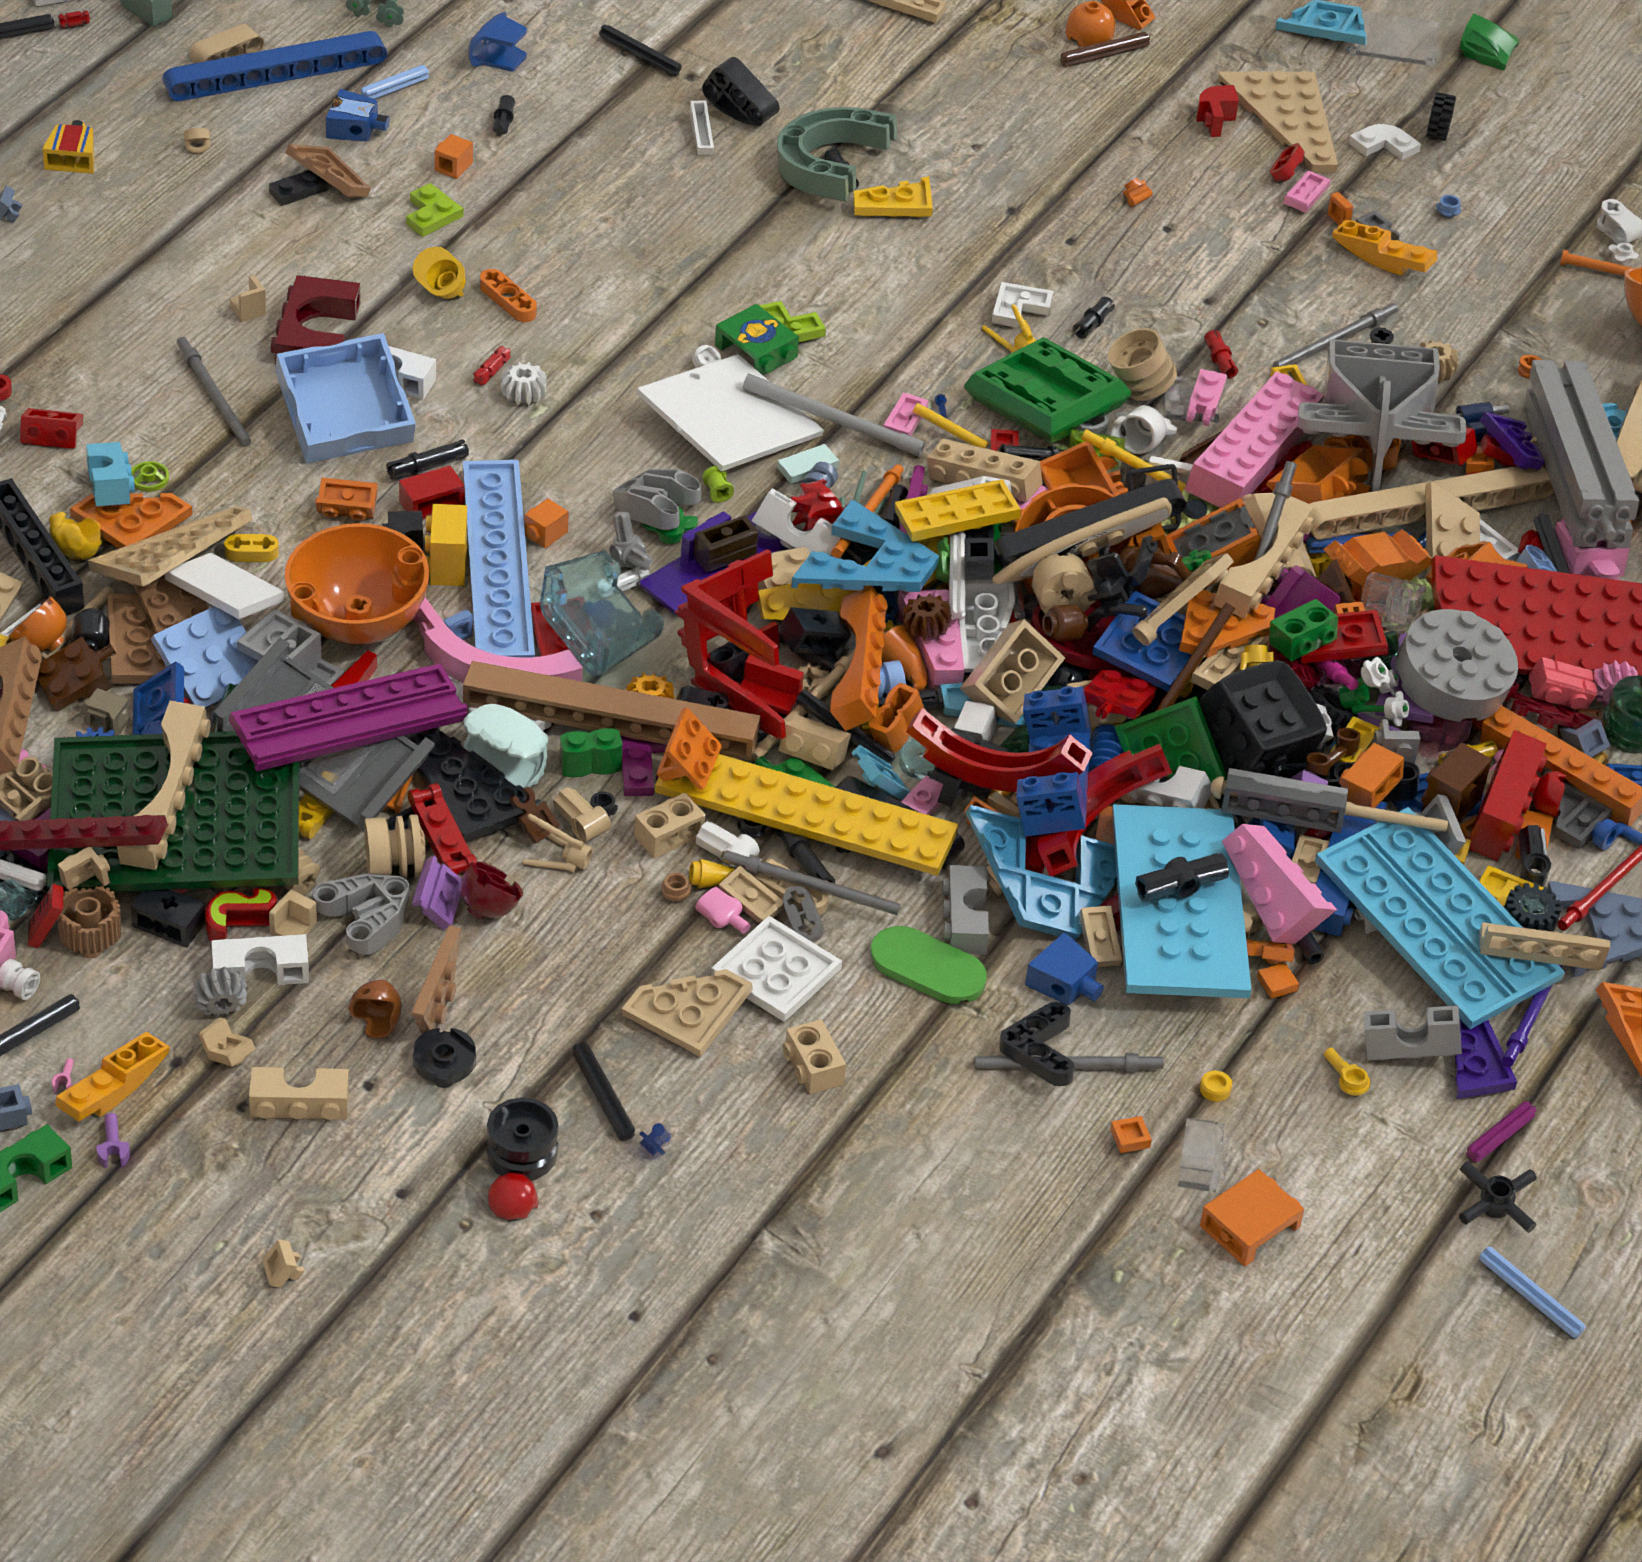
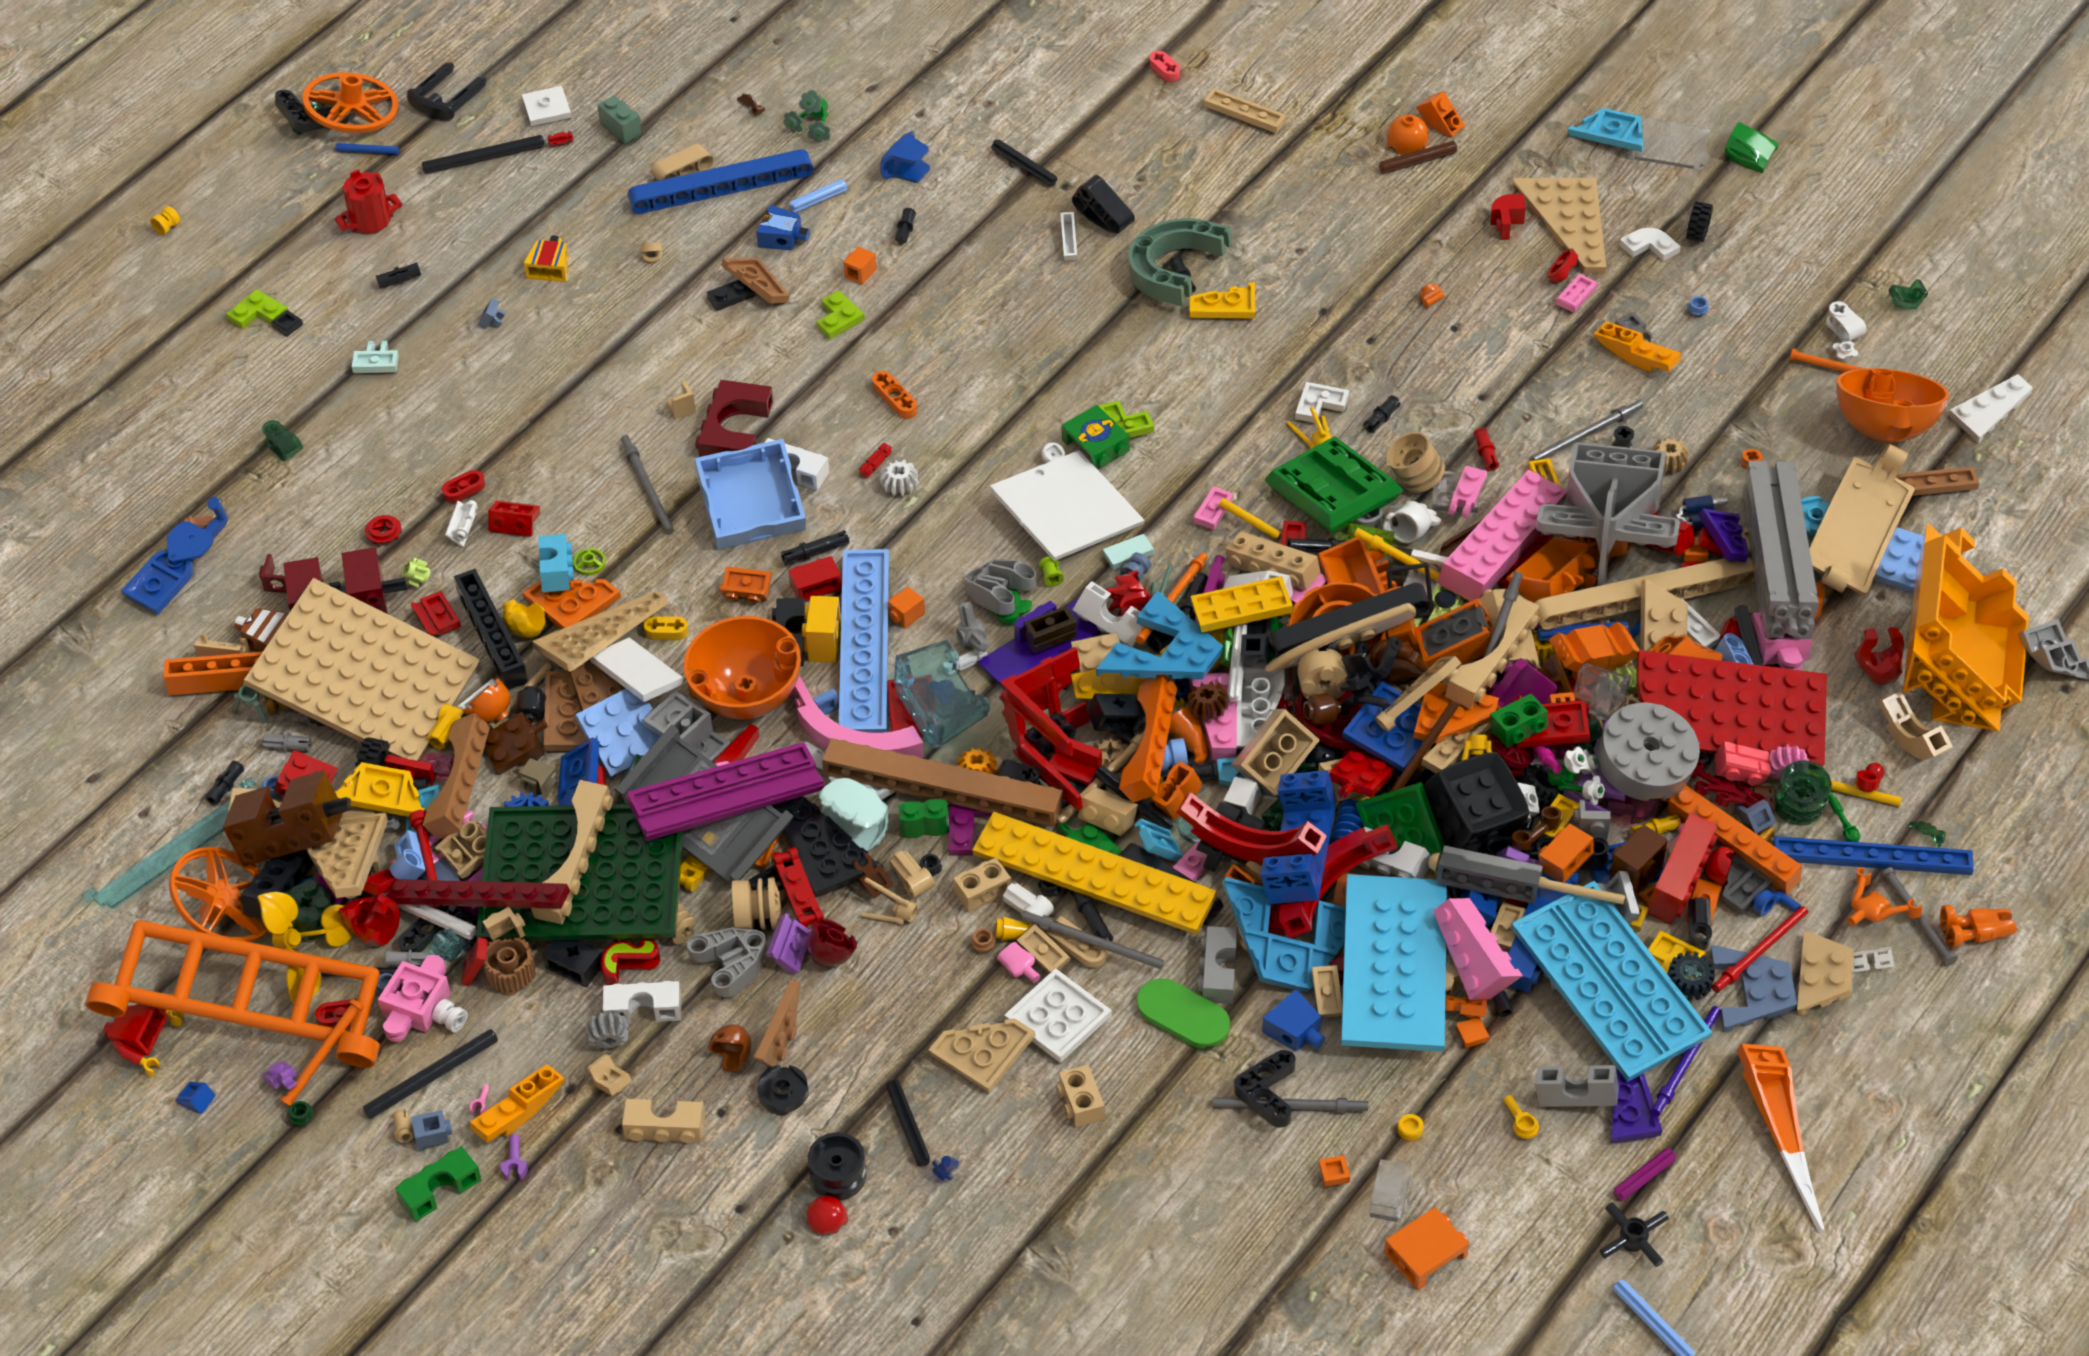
camera: 10 degrees right, 5 degrees up
(281, 1264) = (637, 1270): tan tile -> none
(293, 915) = (671, 963): tan panel -> none
(439, 272) = (838, 376): yellow piece -> none
(690, 751) = (1000, 824): orange bracket -> none
(809, 911) = (1088, 965): flat silver beam -> none
(899, 440) = (1098, 484): light grey piece -> none
(941, 400) = (1245, 492): clear blue piece -> none
(1182, 877) = (1395, 944): black piece -> none
(1196, 558) = (1435, 653): green plant -> none
(1339, 208) = (1602, 310): orange tile -> none
(1543, 946) = (1694, 1009): tan fence -> none

